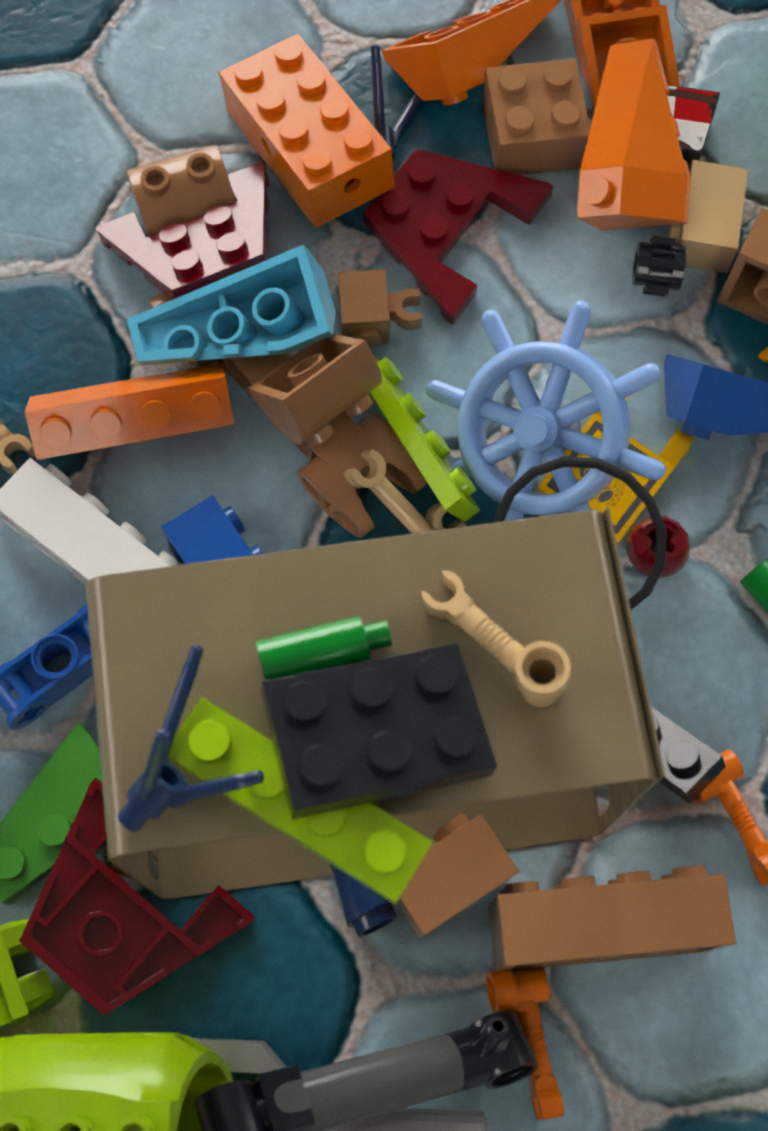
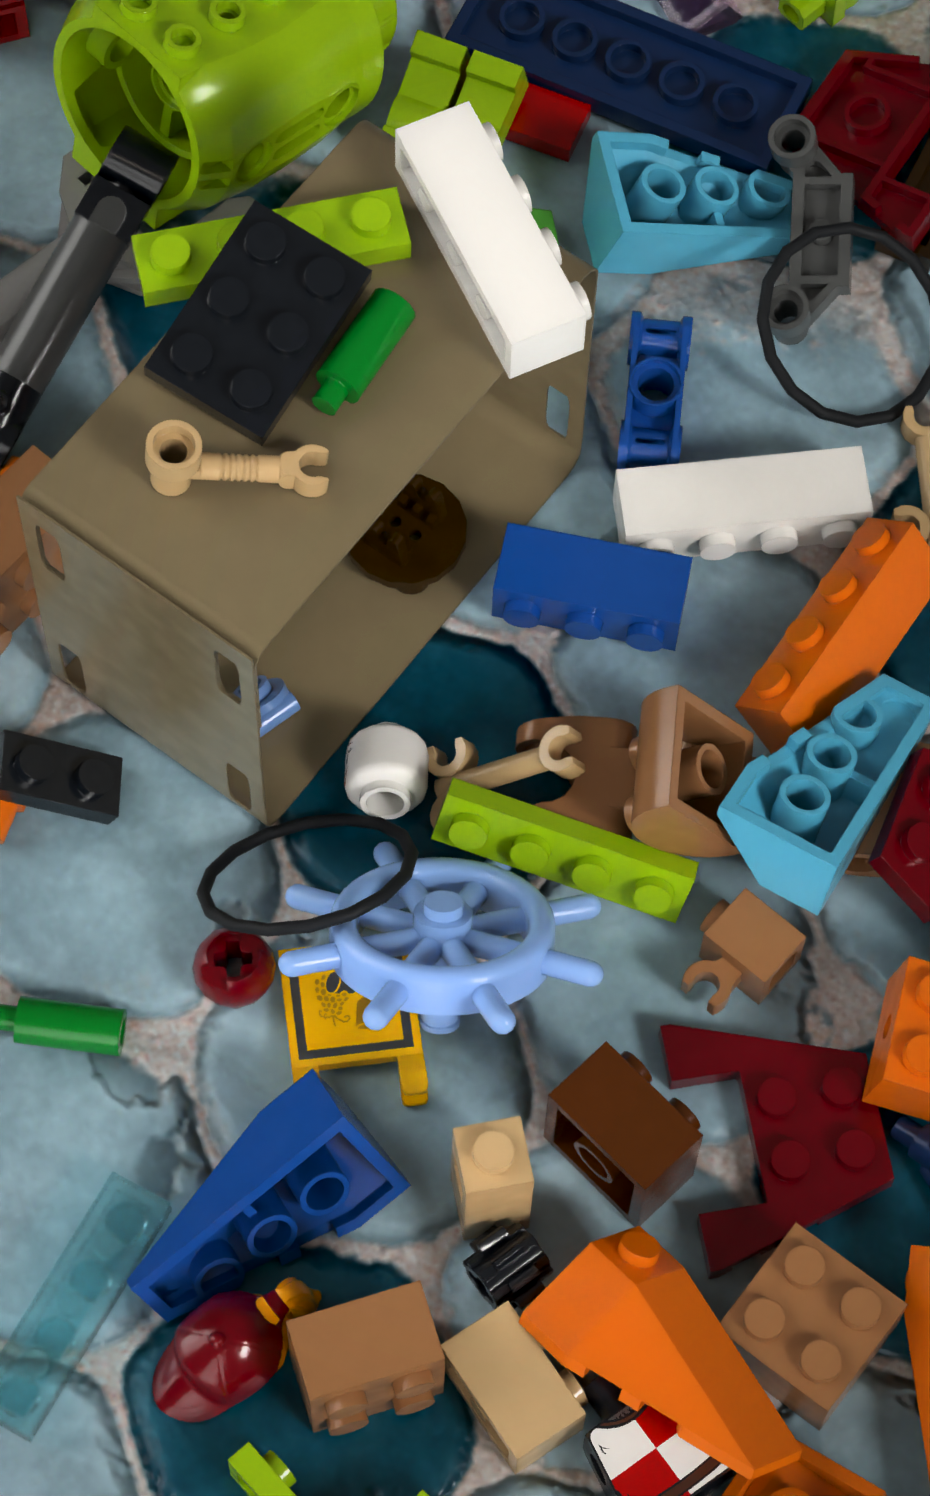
camera: 135 degrees right, 5 degrees down
(143, 643) = (492, 239): none -> white brick
(162, 782) = (373, 164): dark blue plant -> none
(540, 261) = (623, 1132): none -> reddish brown brick
(636, 292) = (491, 1176): none -> tan brick

